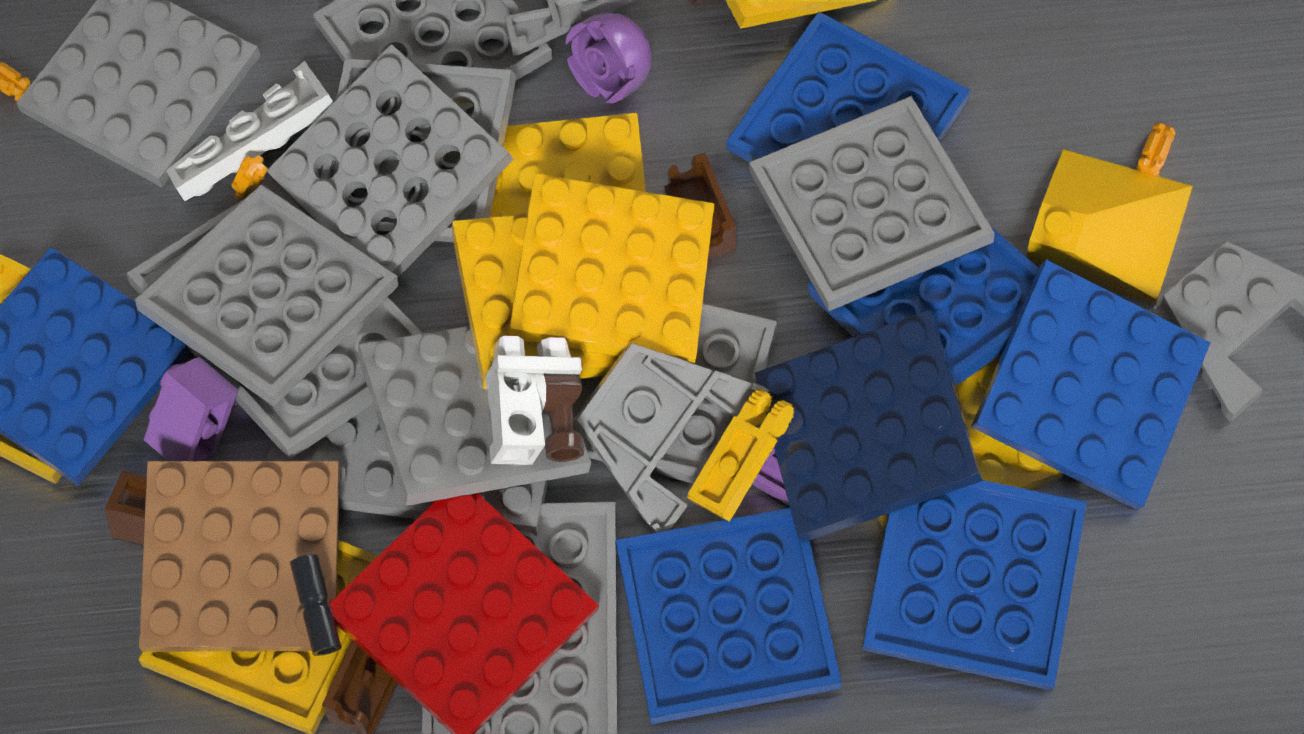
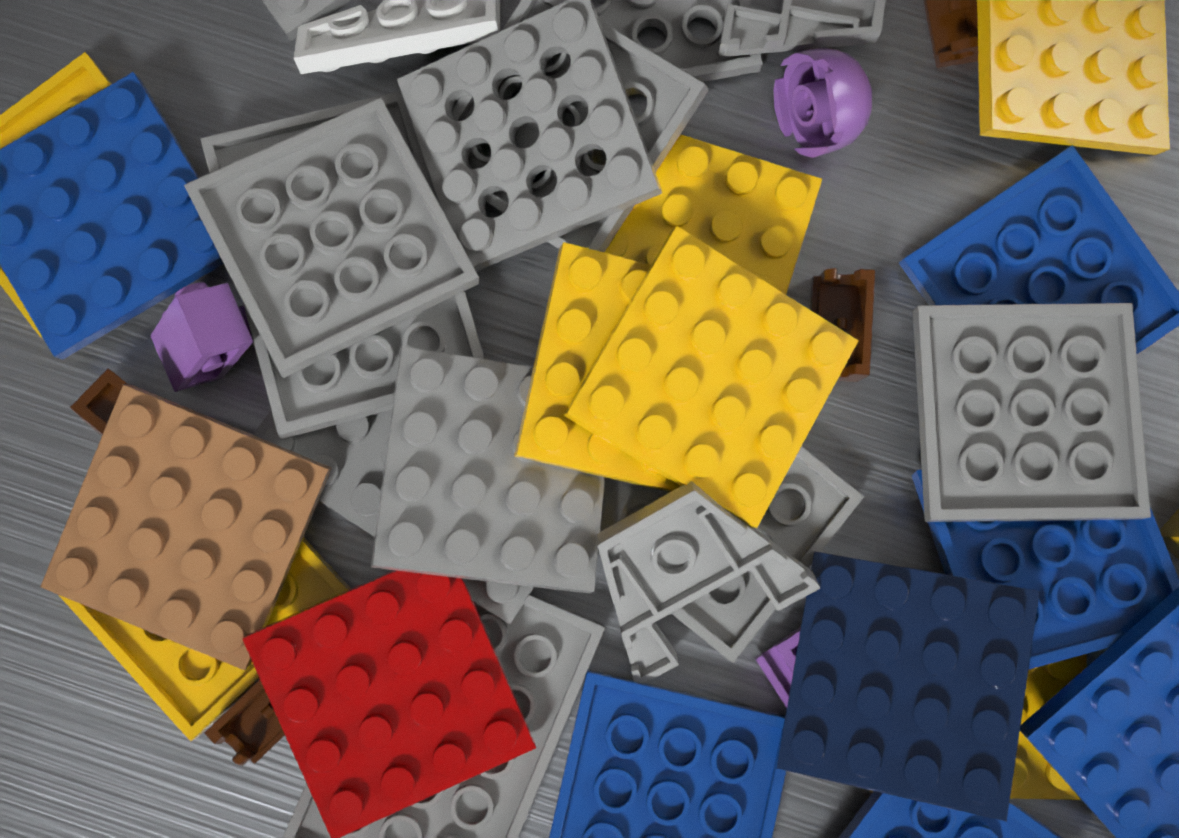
camera: 20 degrees right, 20 degrees up
(248, 176) = (378, 76): light orange piece -> none
(317, 611) = (234, 621): black piece -> none
(525, 389) = (551, 499): white hips -> none
(740, 455) = (754, 652): yellow hinge -> none

